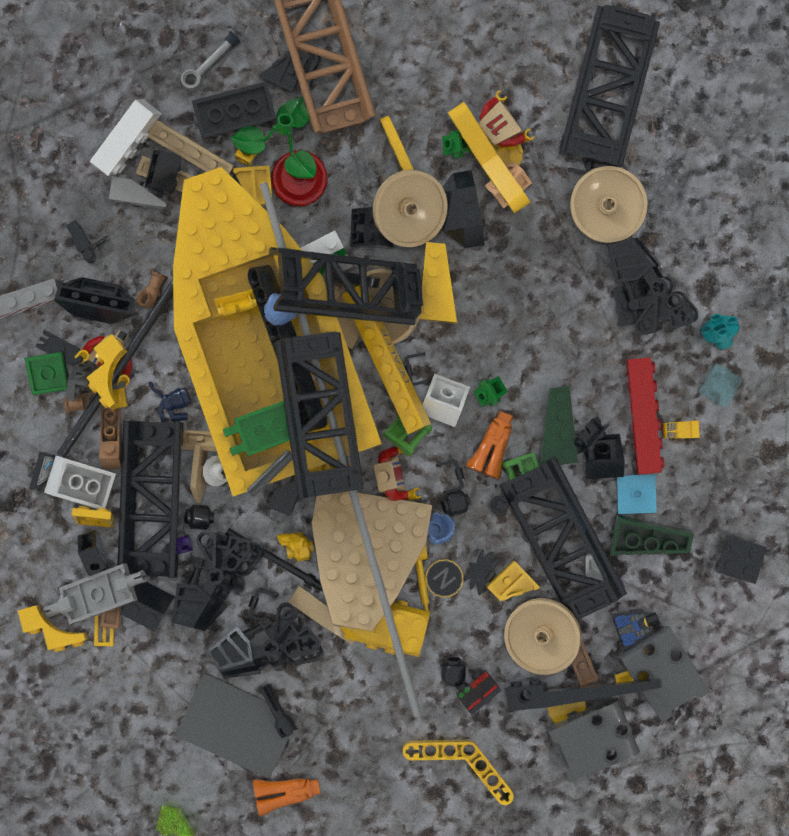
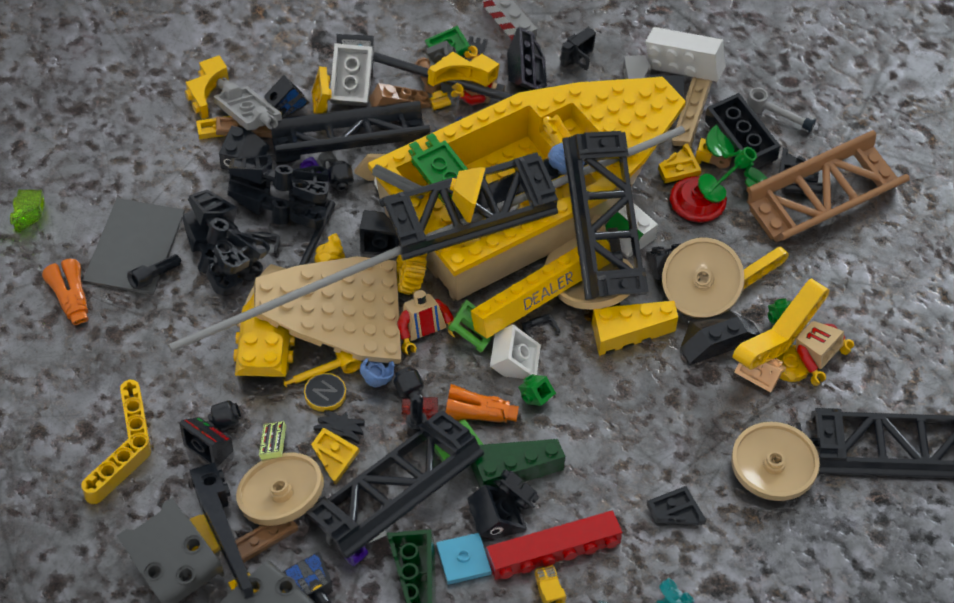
camera: 75 degrees right, 35 degrees down
(322, 416) = (466, 190): none -> yellow slope
(459, 474) = (442, 384): black piece -> none
(480, 493) = (430, 406): none -> clear red plate
(488, 633) = (272, 440): none -> tile
(633, 262) = (712, 503): black piece -> none

